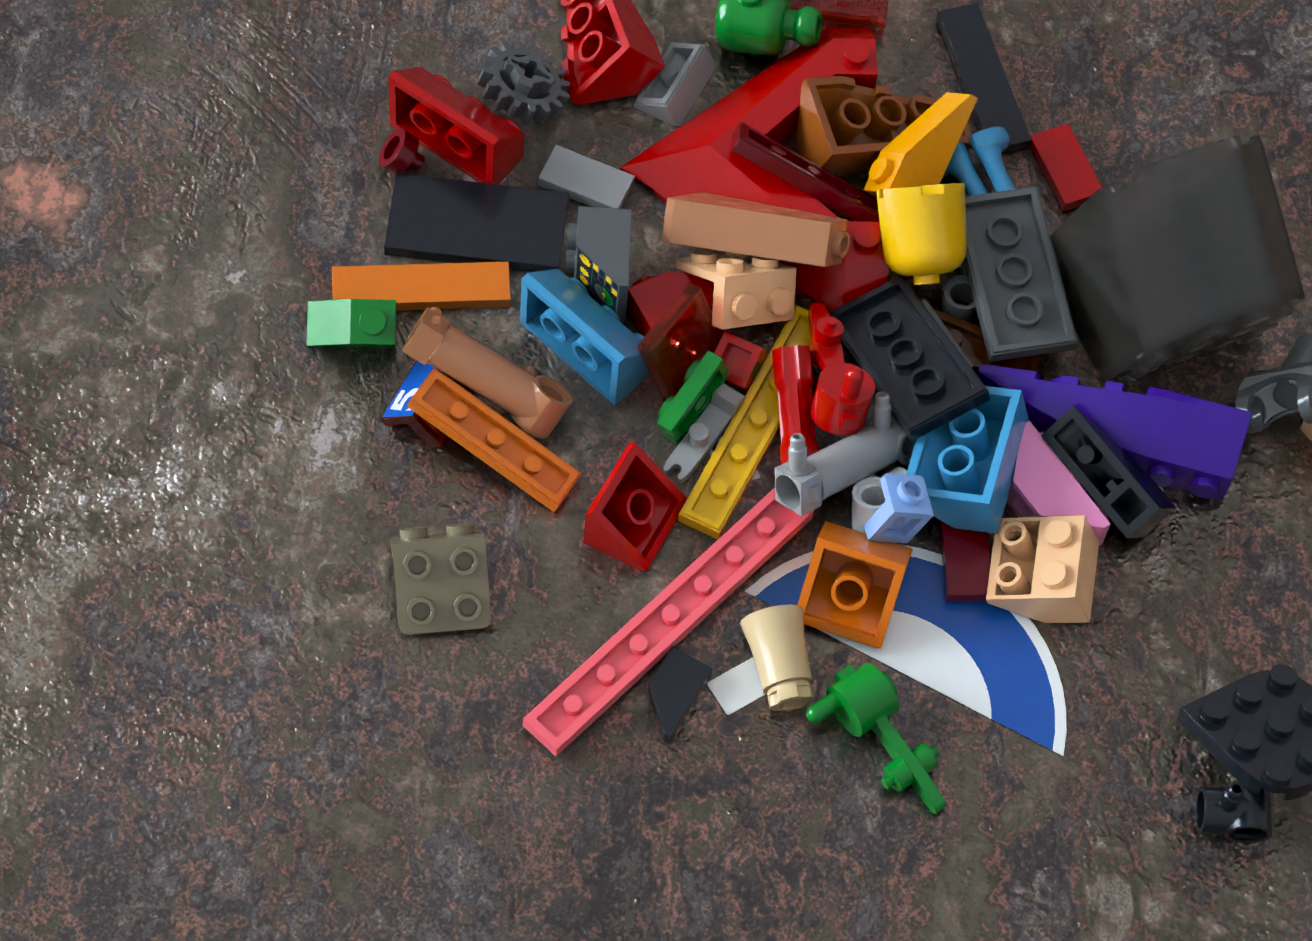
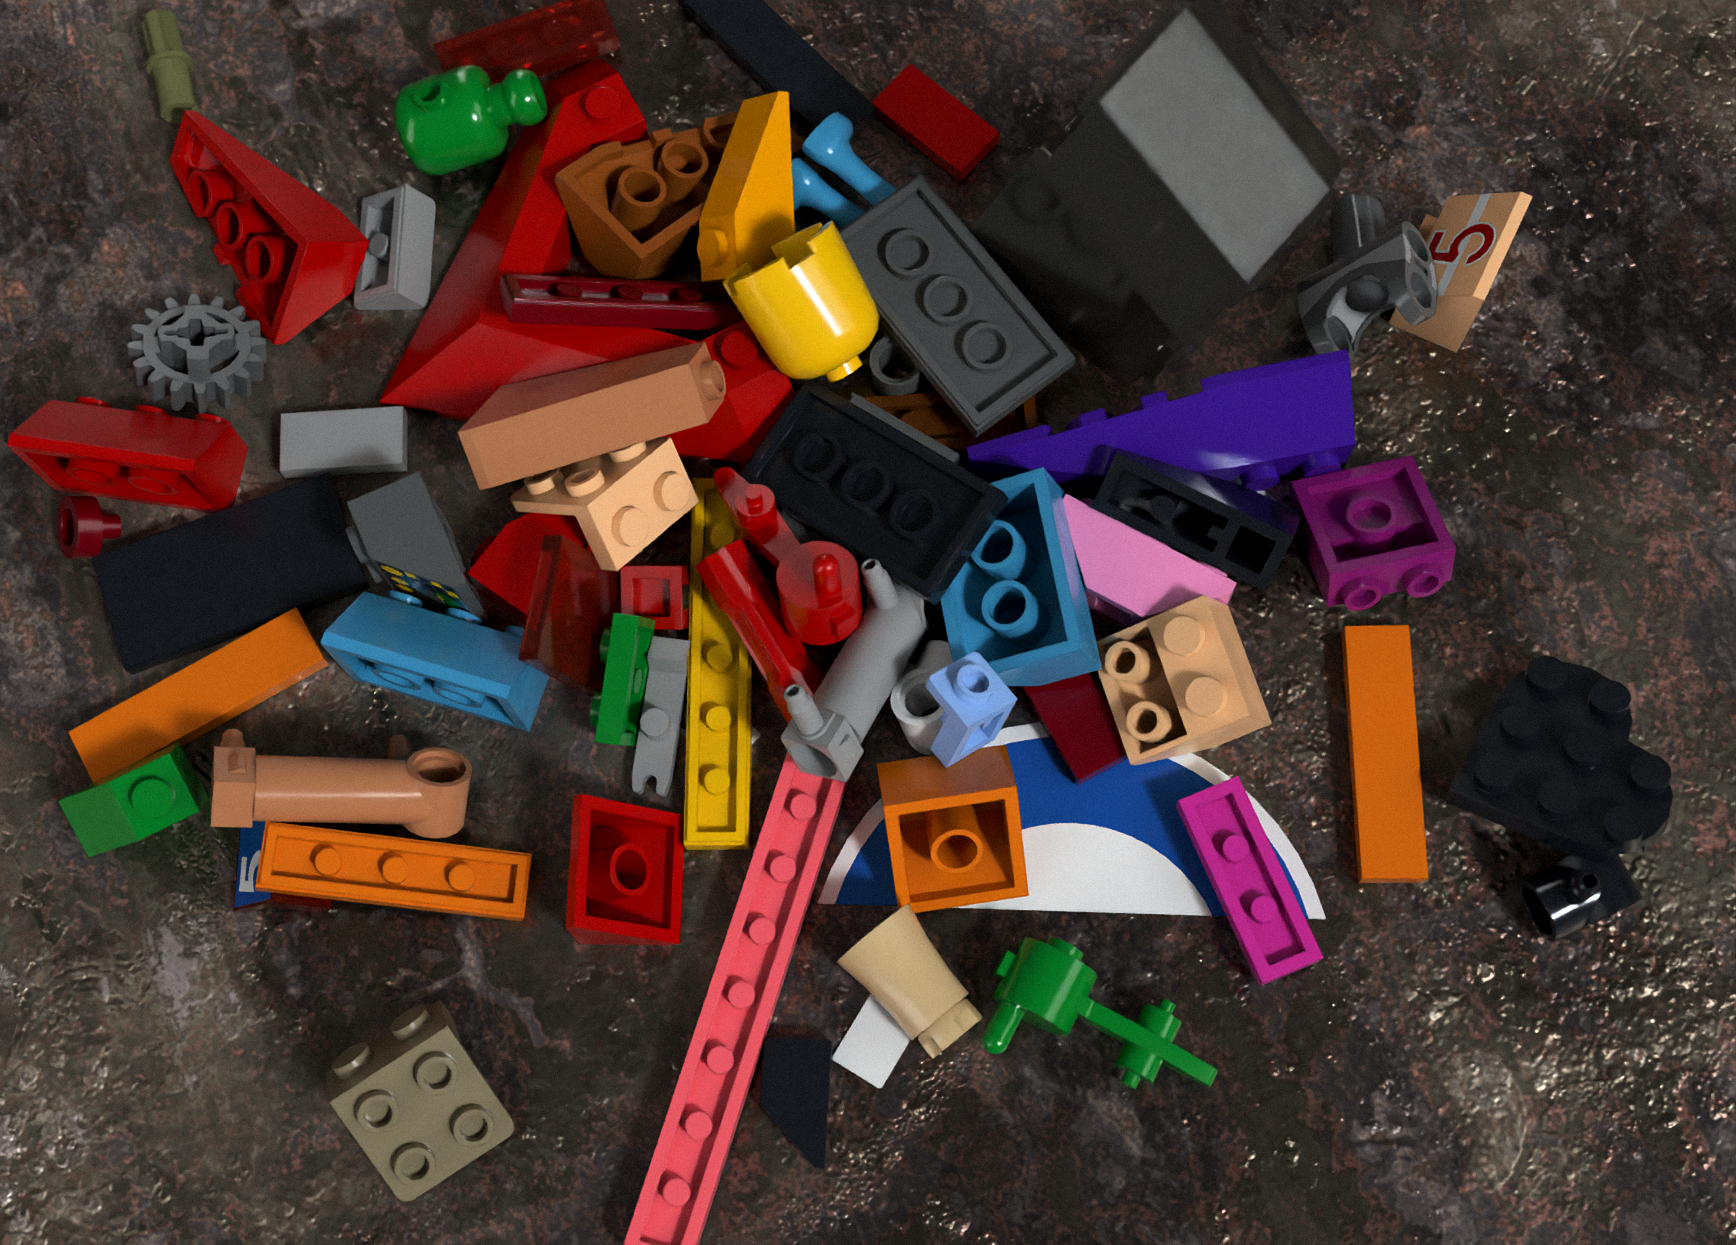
camera: 15 degrees left, 10 degrees up
(1024, 704) = (1249, 881): none -> dark pink plate
(1153, 677) = (1384, 754): none -> orange tile
(1216, 542) = (1373, 533): none -> magenta plate

